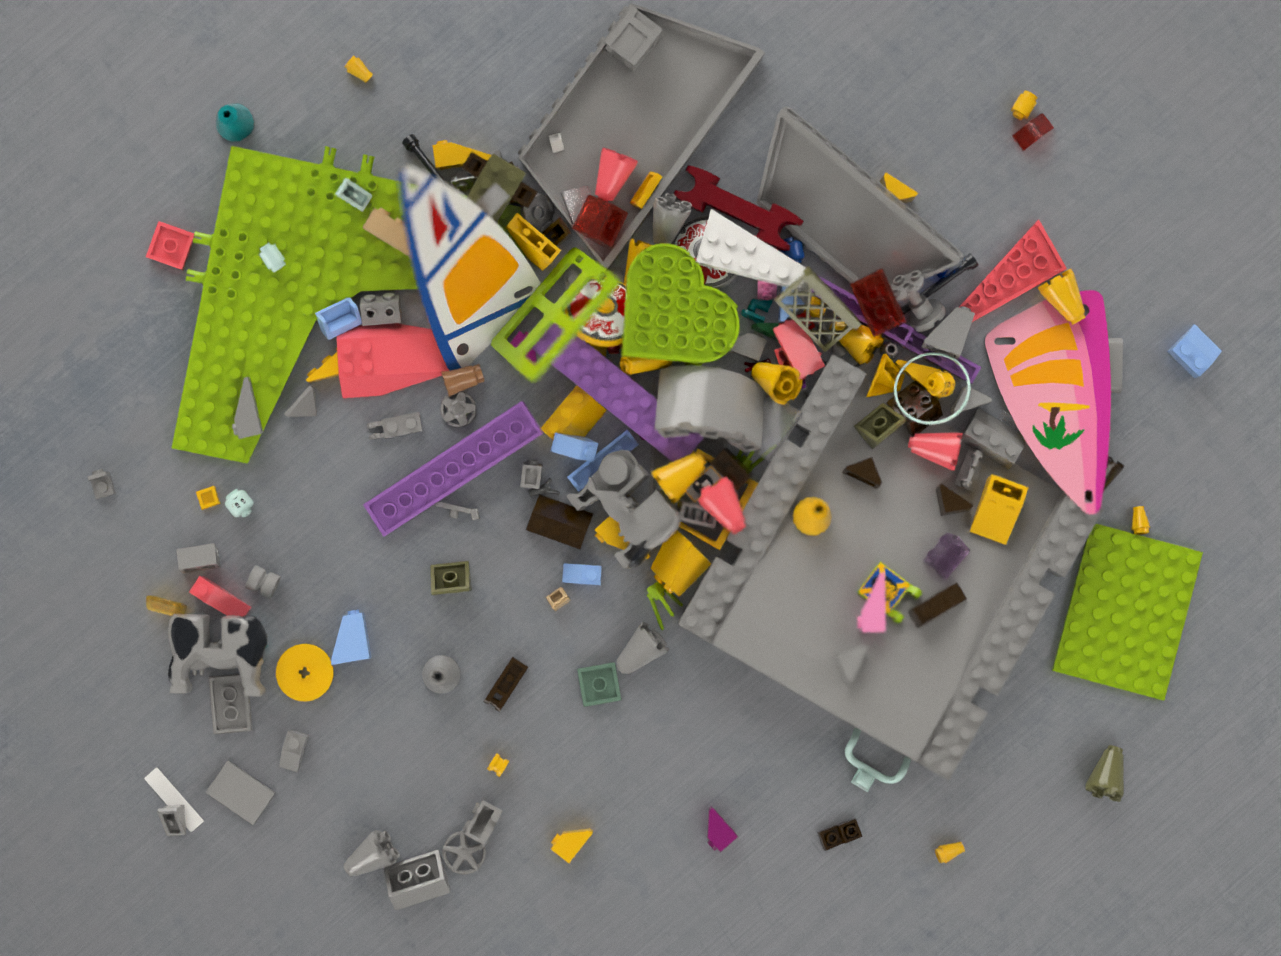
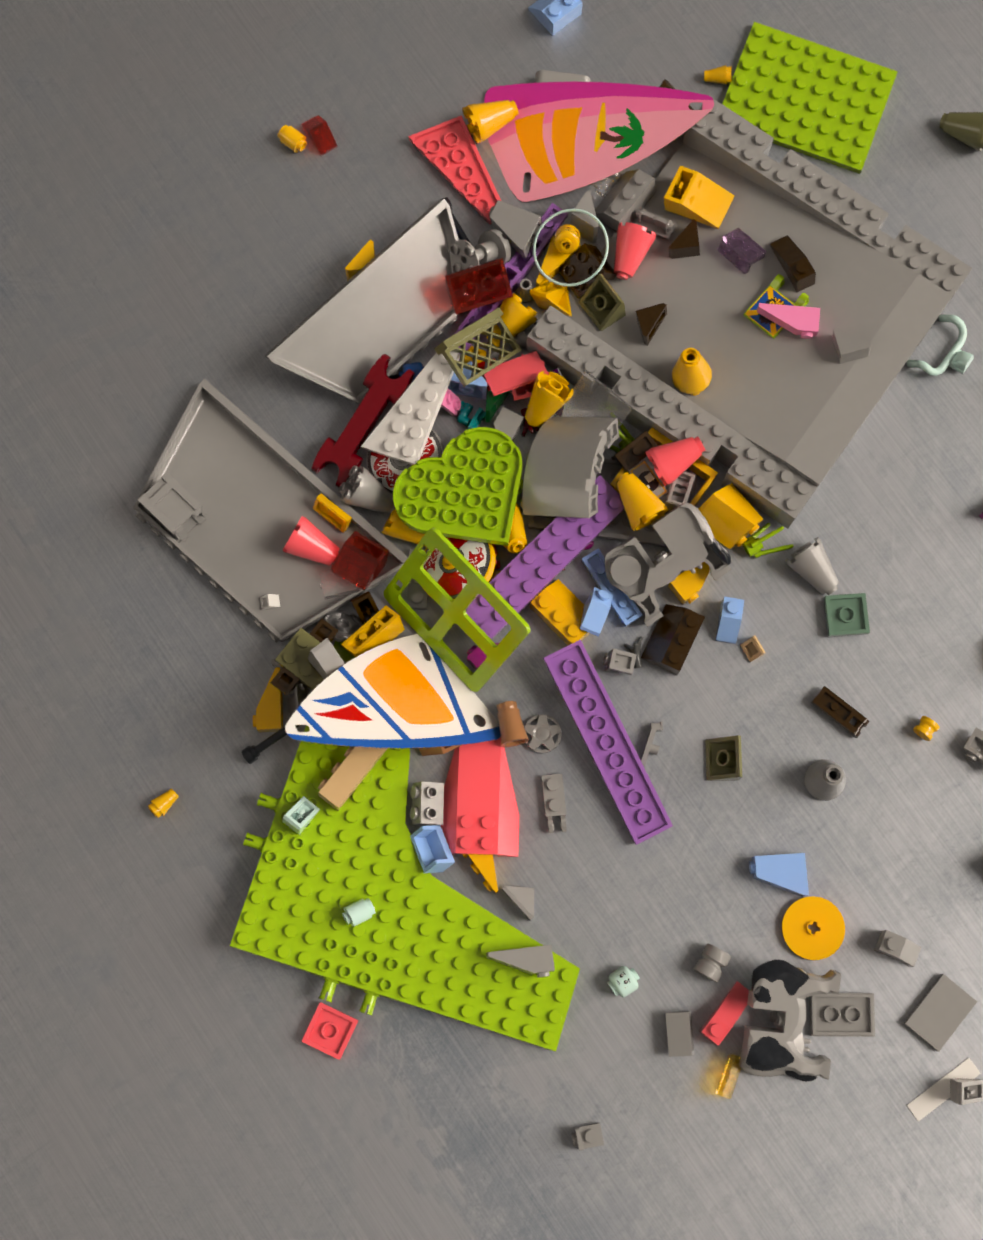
camera: 85 degrees left, 10 degrees down
(208, 497) = (613, 1017): yellow tile -> none
(234, 122) = (209, 948): teal cone -> none

